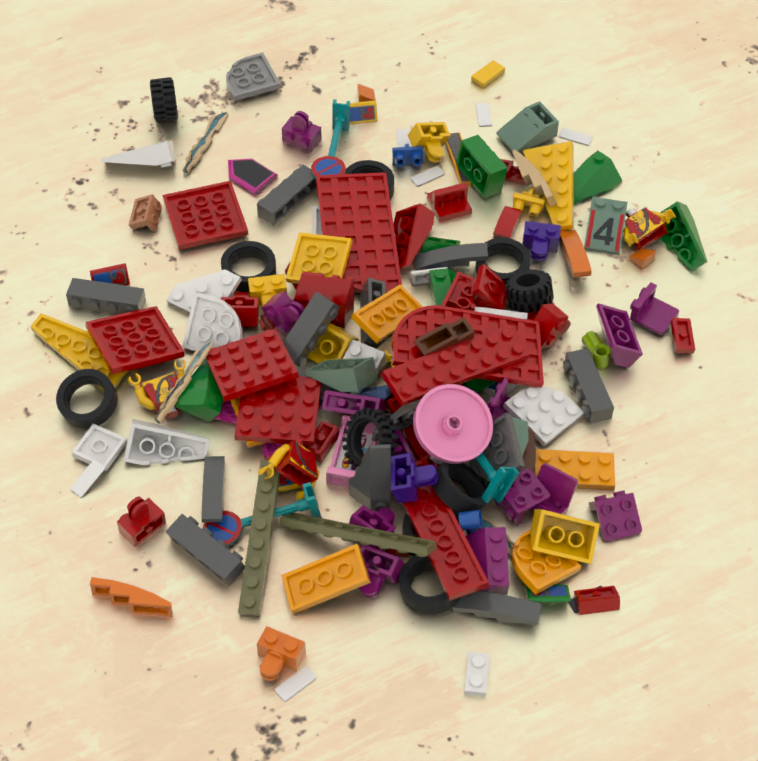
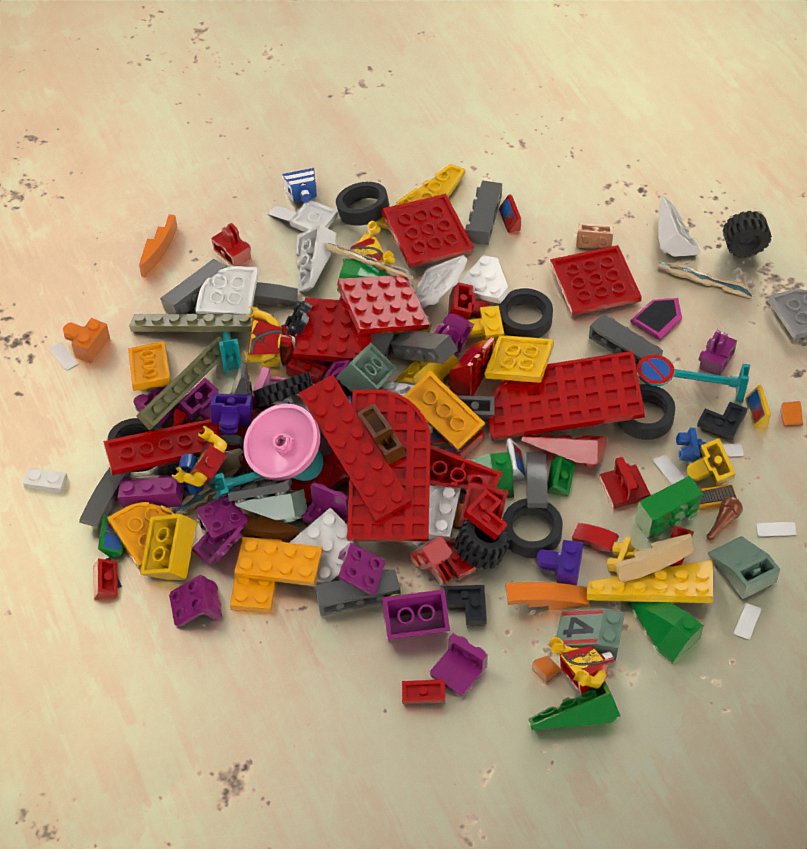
camera: 95 degrees right, 0 degrees up
(50, 458) = (300, 185): none -> blue torso
(224, 507) = (228, 291): none -> white plate
(271, 425) = (299, 318): none -> black plate
(378, 135) = (726, 424): none -> black plate
(472, 130) = (729, 509): none -> copper piece
(480, 487) = (207, 463): none -> torso
(512, 279) = (482, 514): none -> red plate
(569, 440) = (278, 561): none -> light orange plate
(574, 369) = (360, 568): none -> magenta bracket
(582, 306) = (470, 597): none -> black plate

